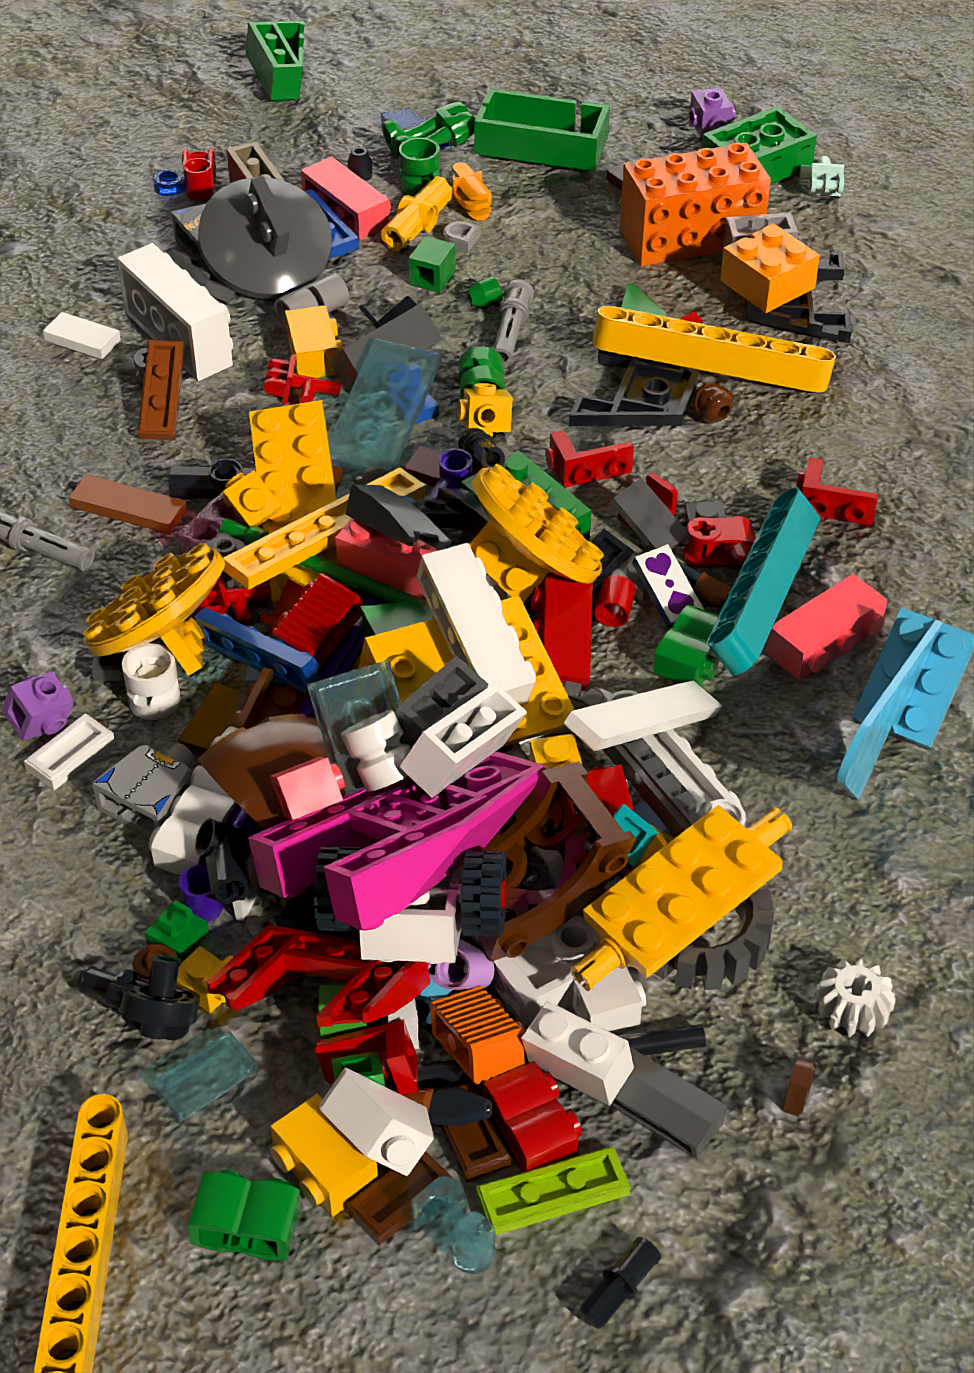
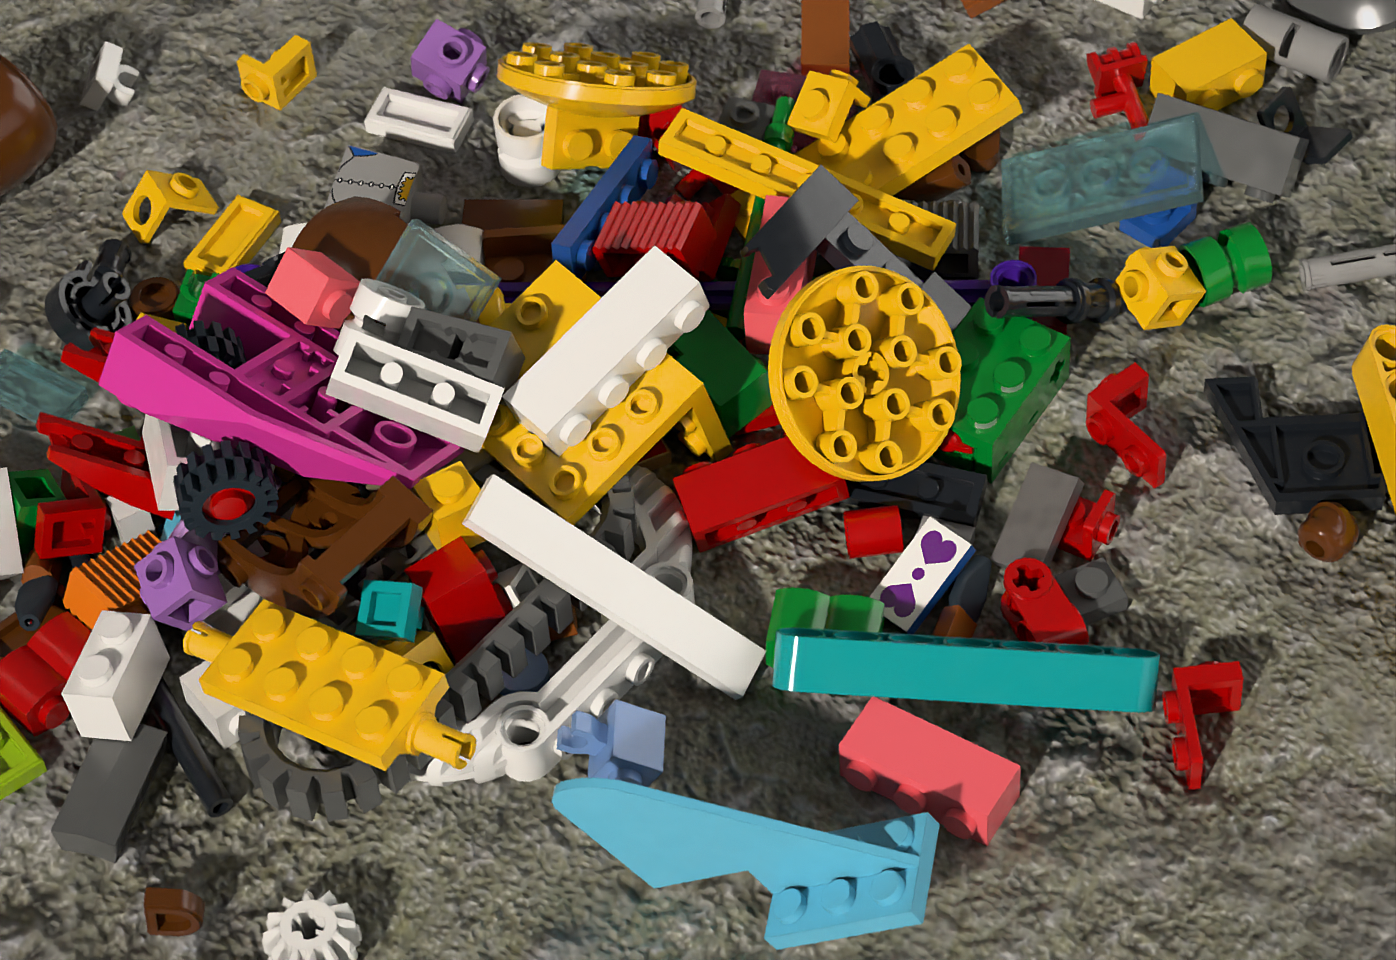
camera: 75 degrees right, 5 degrees up
(51, 919) = (166, 192): none -> yellow bracket
(121, 899) = (233, 237): none -> yellow tile
(536, 979) = (180, 583): none -> medium lavender brick
(756, 771) = (621, 743): none -> medium blue brick

